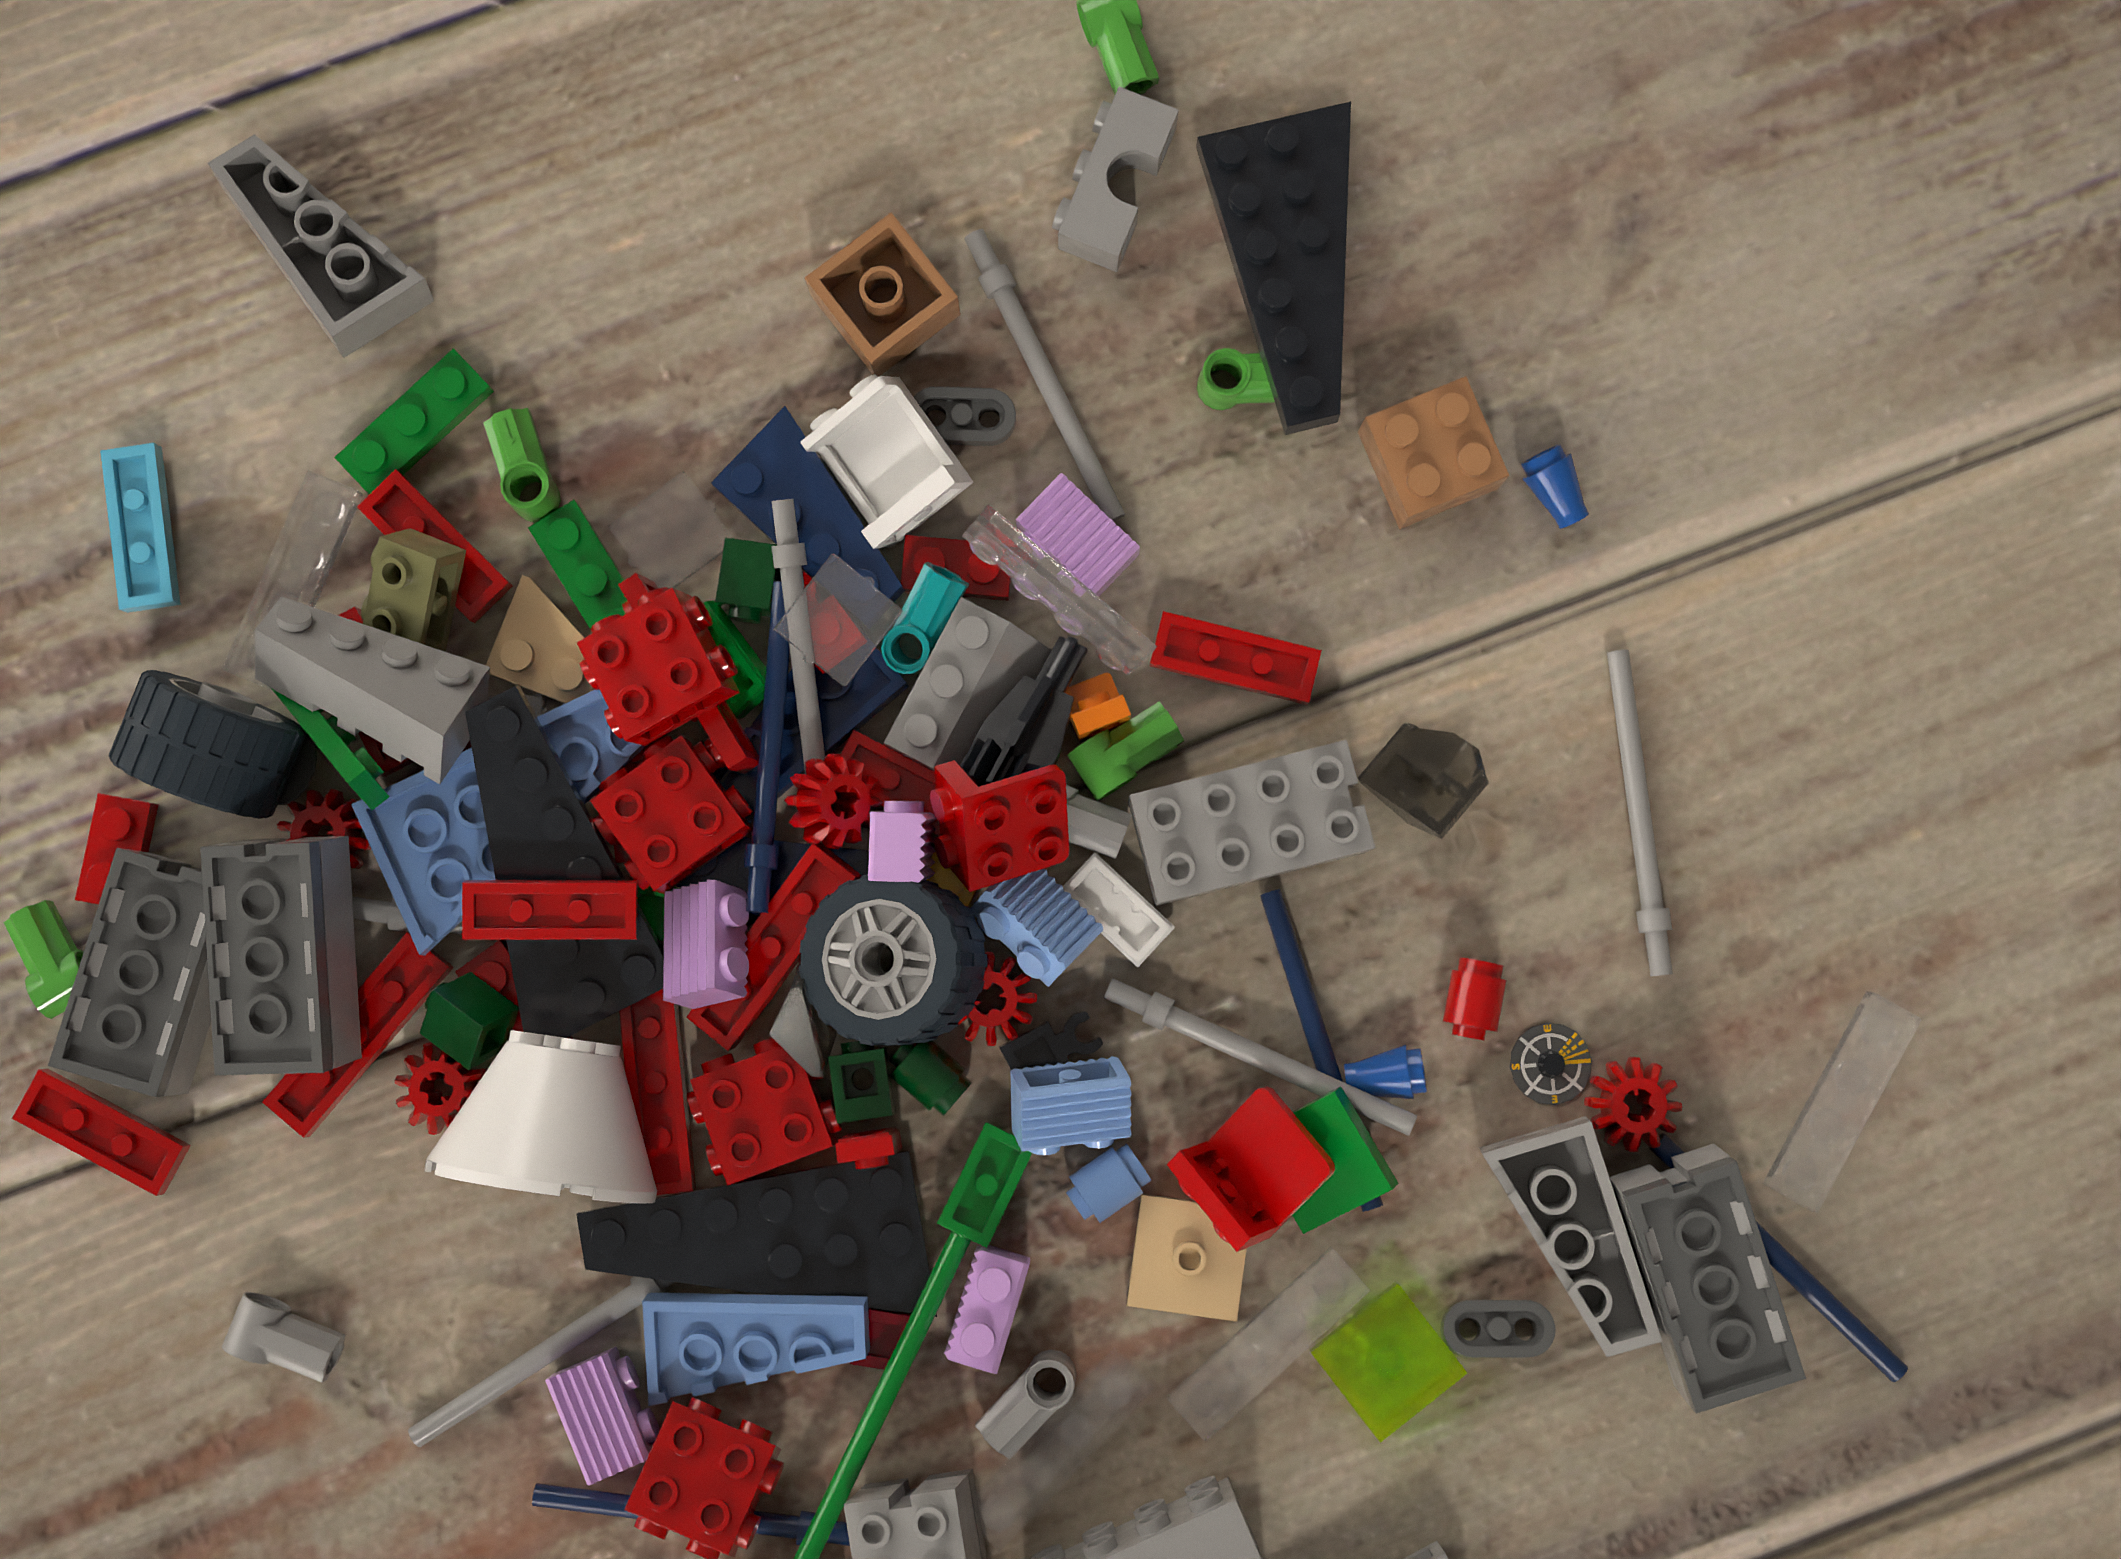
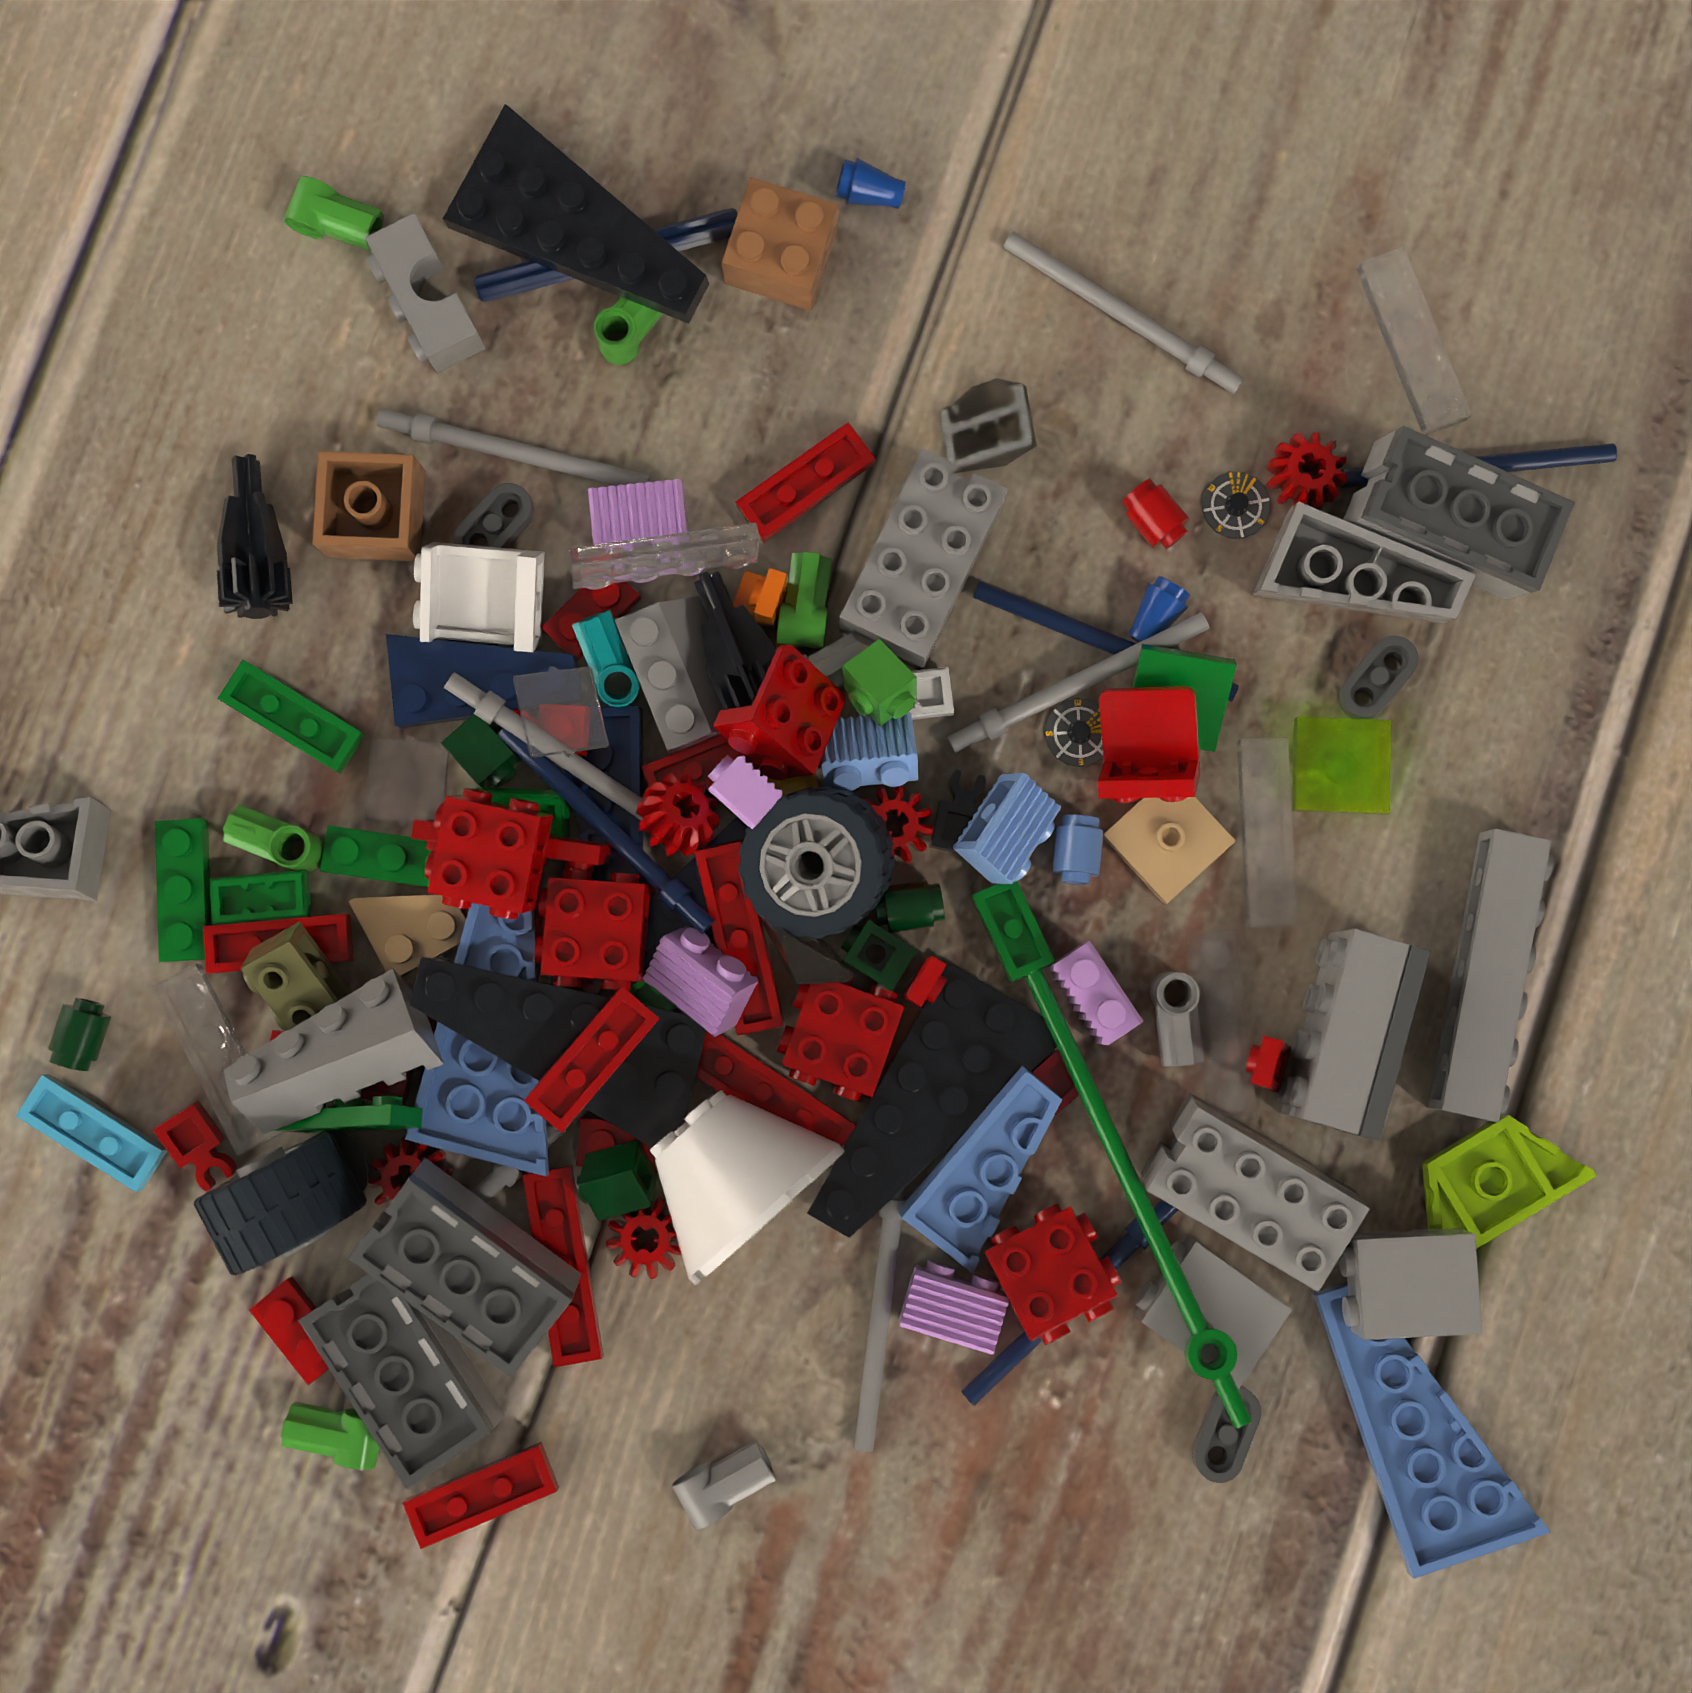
camera: 55 degrees left, 0 degrees up
(206, 619) = (193, 1138): none -> red plate
(214, 443) = (79, 1034): none -> dark green brick
(462, 496) = (260, 897): none -> green plate
(643, 386) = (291, 716): none -> green plate
(760, 225) = (251, 549): none -> black piece
(1052, 1521) = (1268, 1063): none -> red plate
(1101, 881) = (879, 684): none -> bright green brick
(1215, 1090) = (1075, 732): none -> dark grey piece
(1357, 349) = (532, 276): none -> dark blue axle

